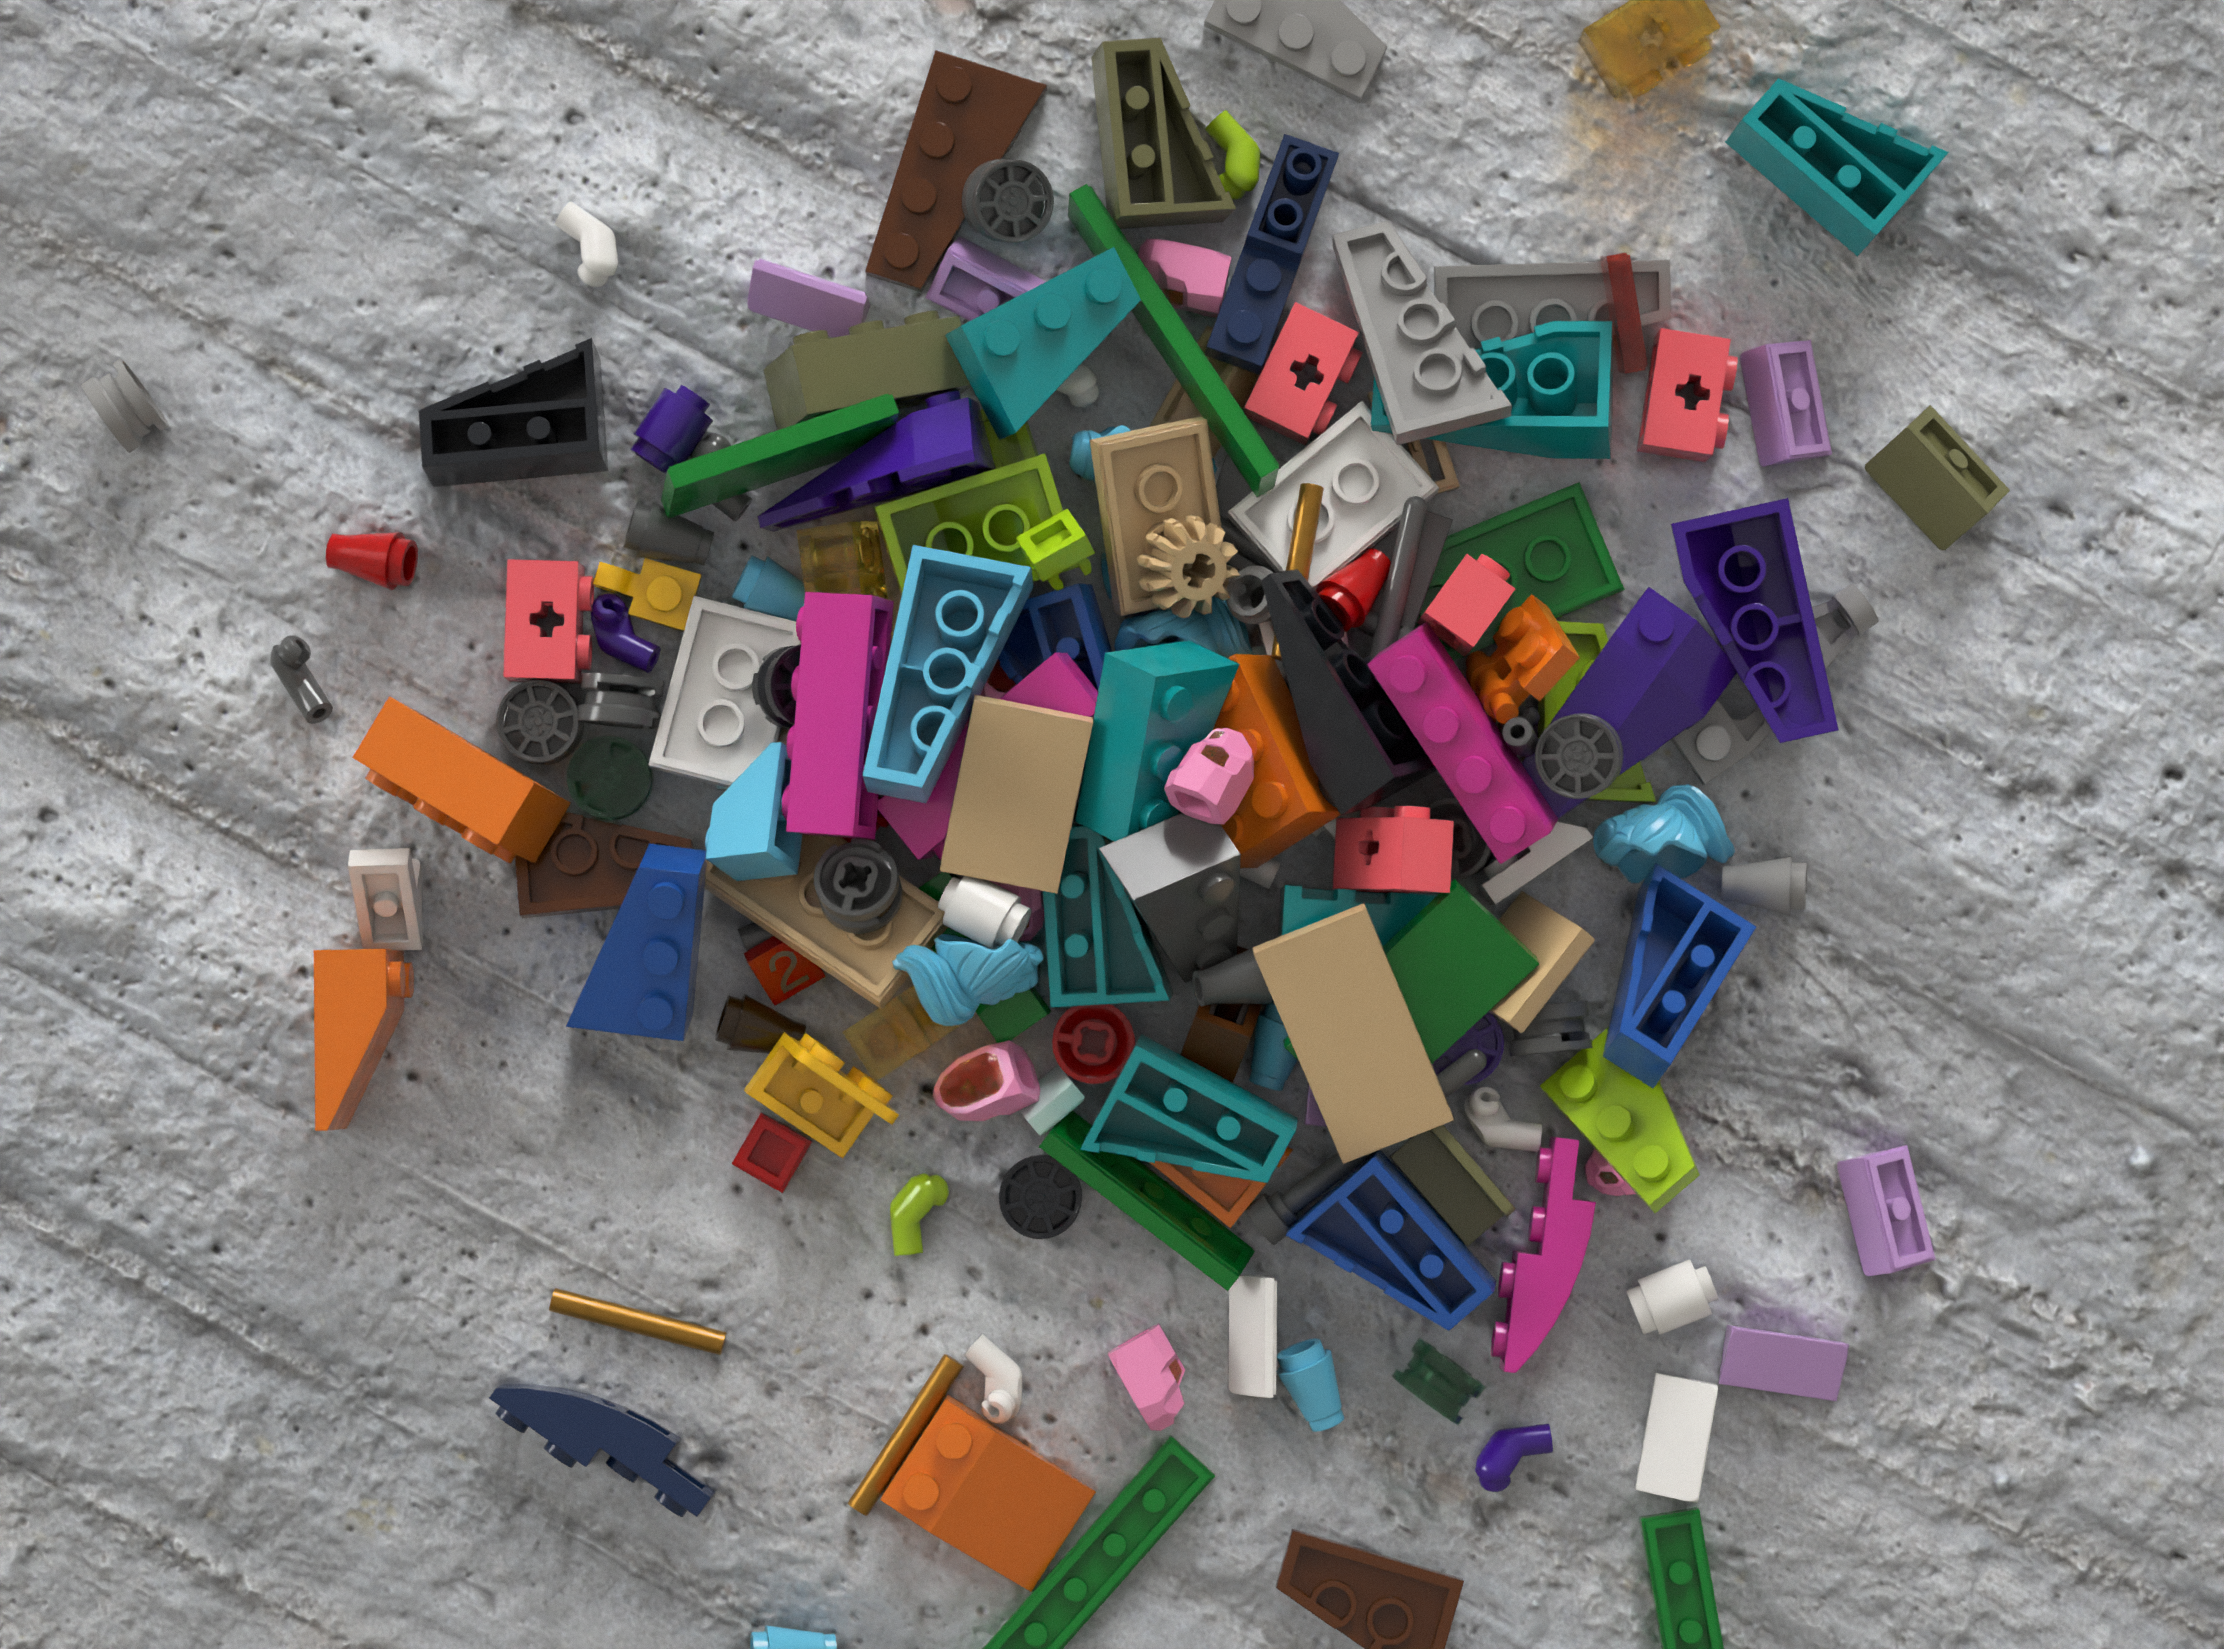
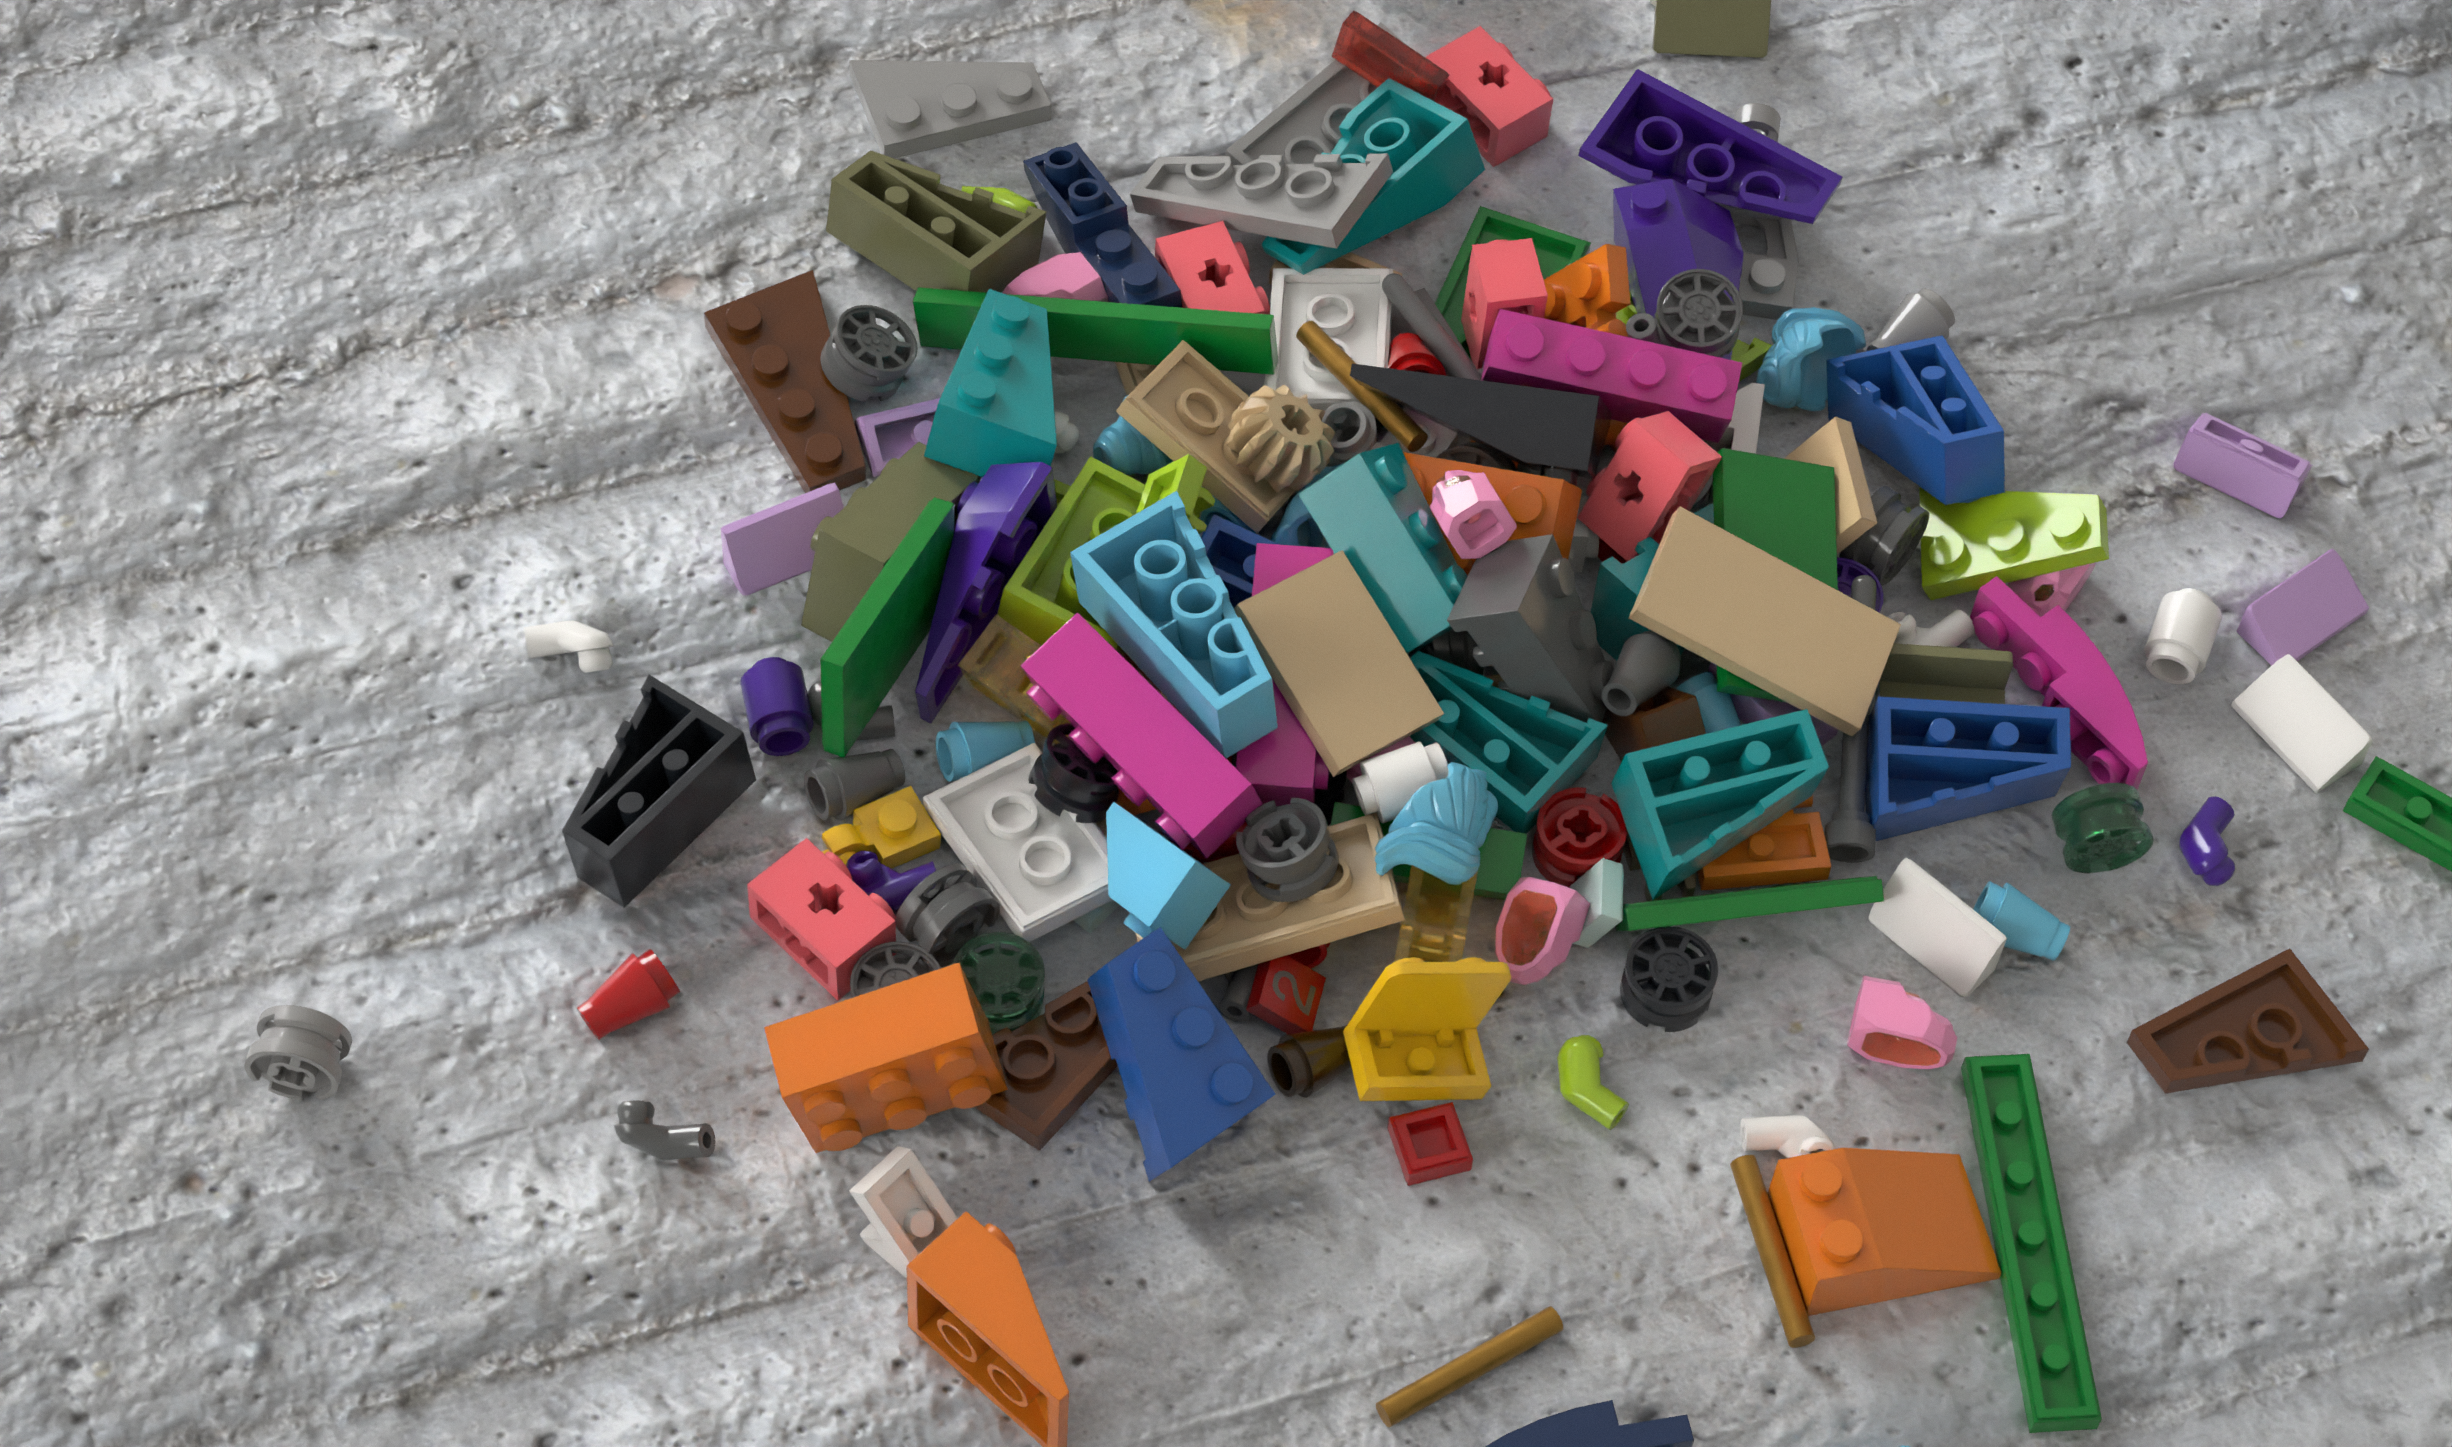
camera: 50 degrees left, 30 degrees down
(1785, 403) = (1559, 58): lavender slope -> none

